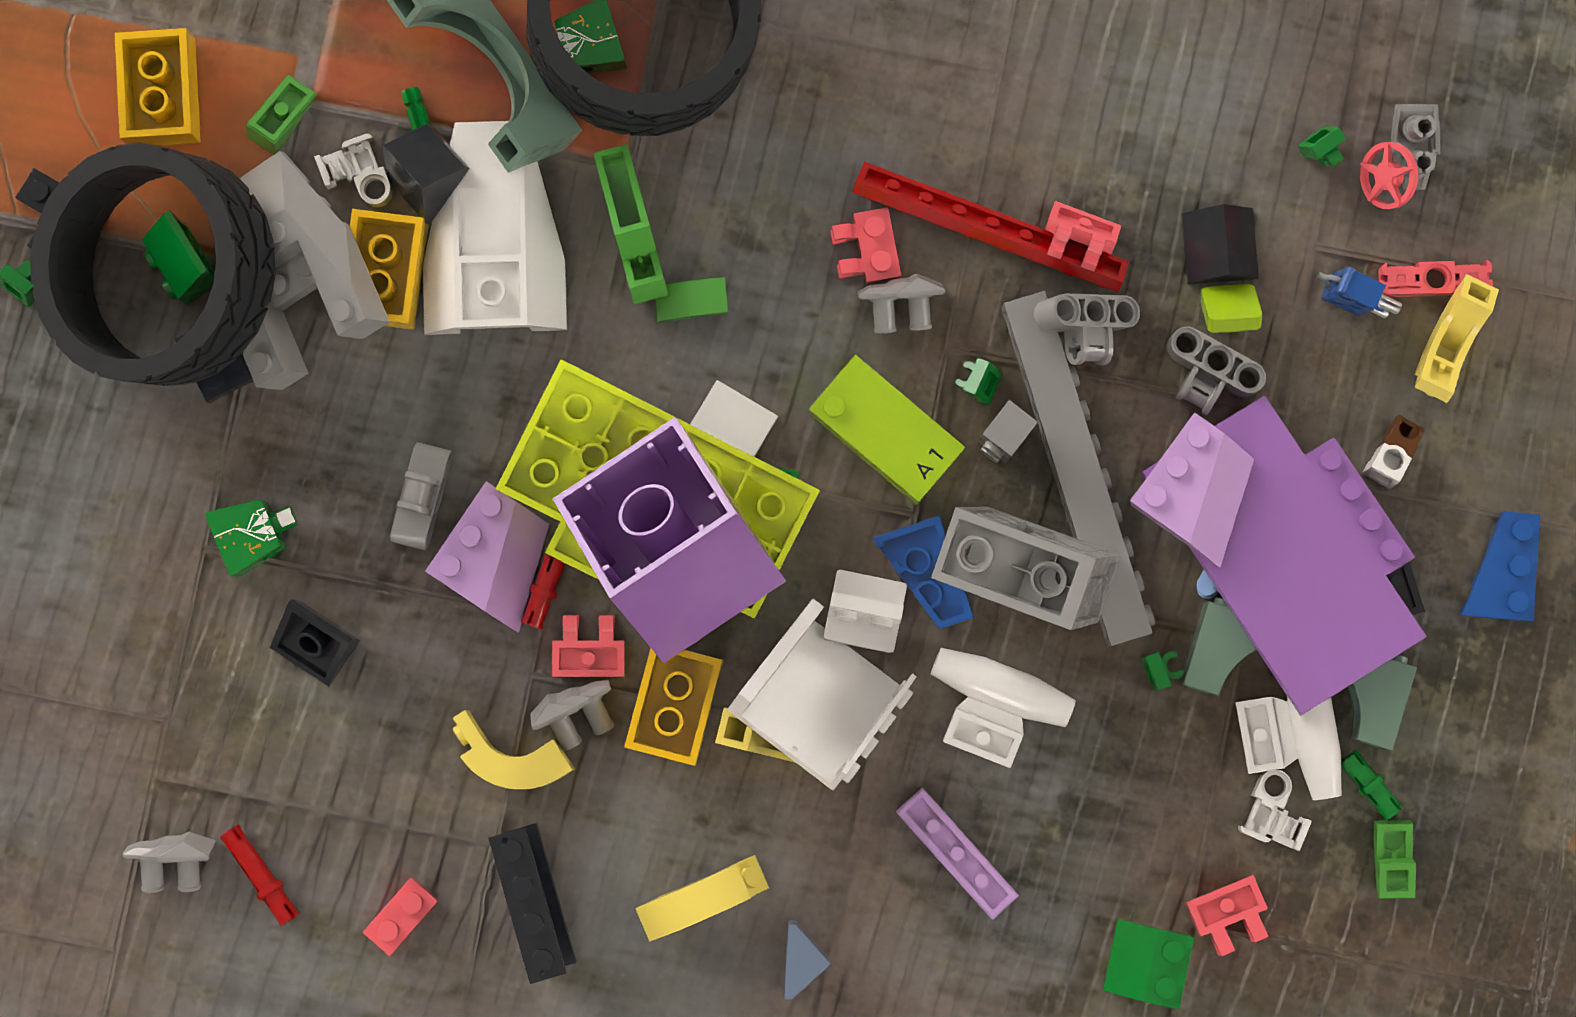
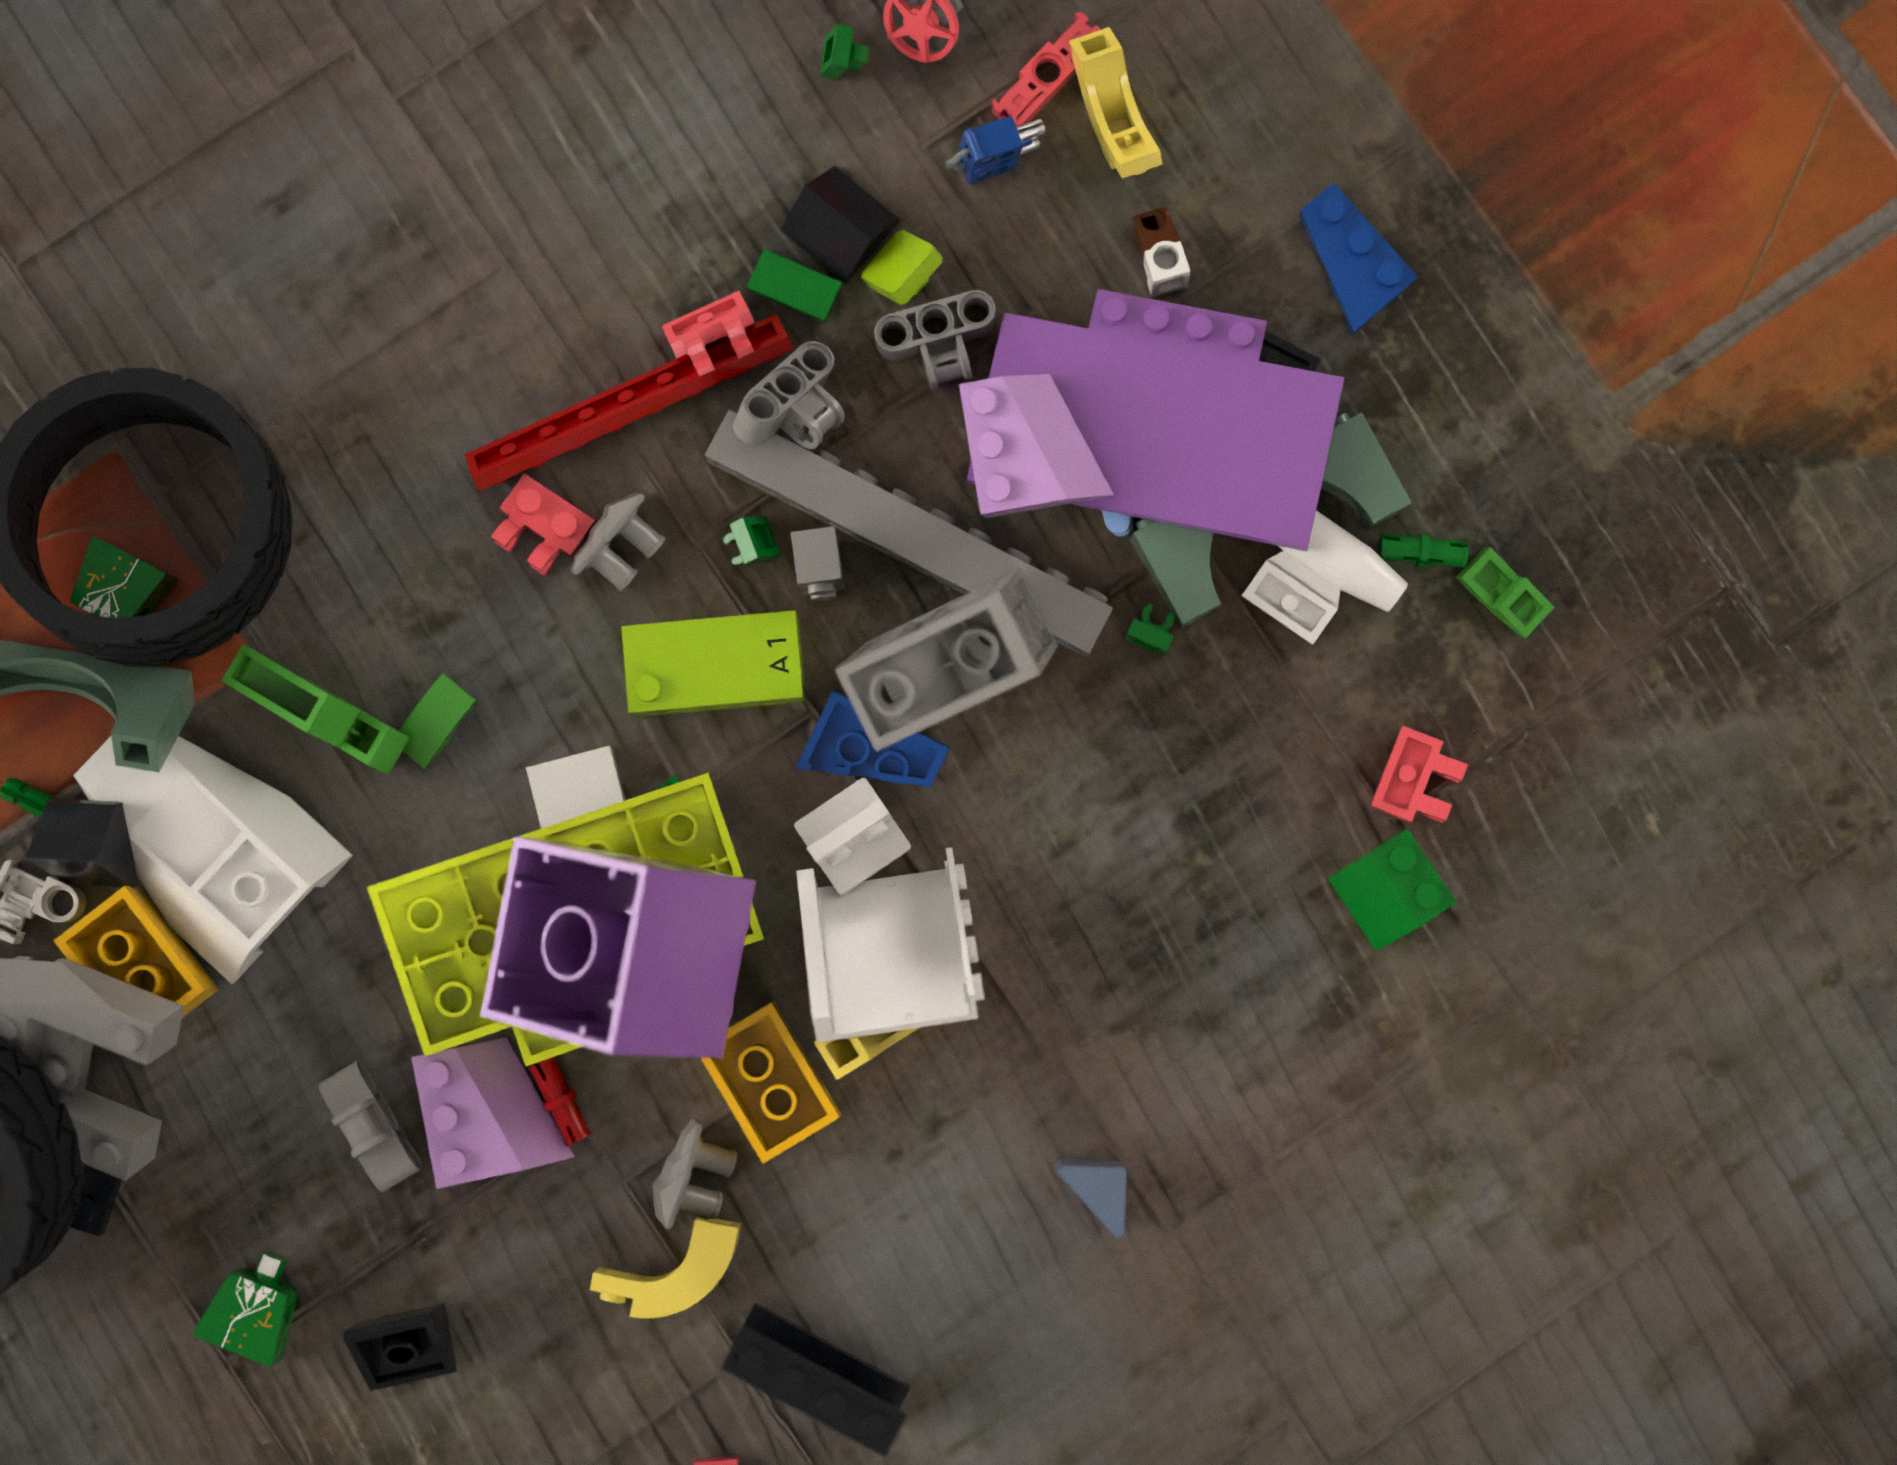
camera: 45 degrees left, 0 degrees up
(588, 657) = (655, 1117): coral plate -> none
(702, 898) = (962, 1223): light yellow arch -> none
(957, 853) = (1138, 961): lavender tile -> none
(996, 702) = (1042, 800): white plate -> none
(1156, 255) = (794, 286): none -> green tile
(1271, 821) = (1369, 664): white piece -> none

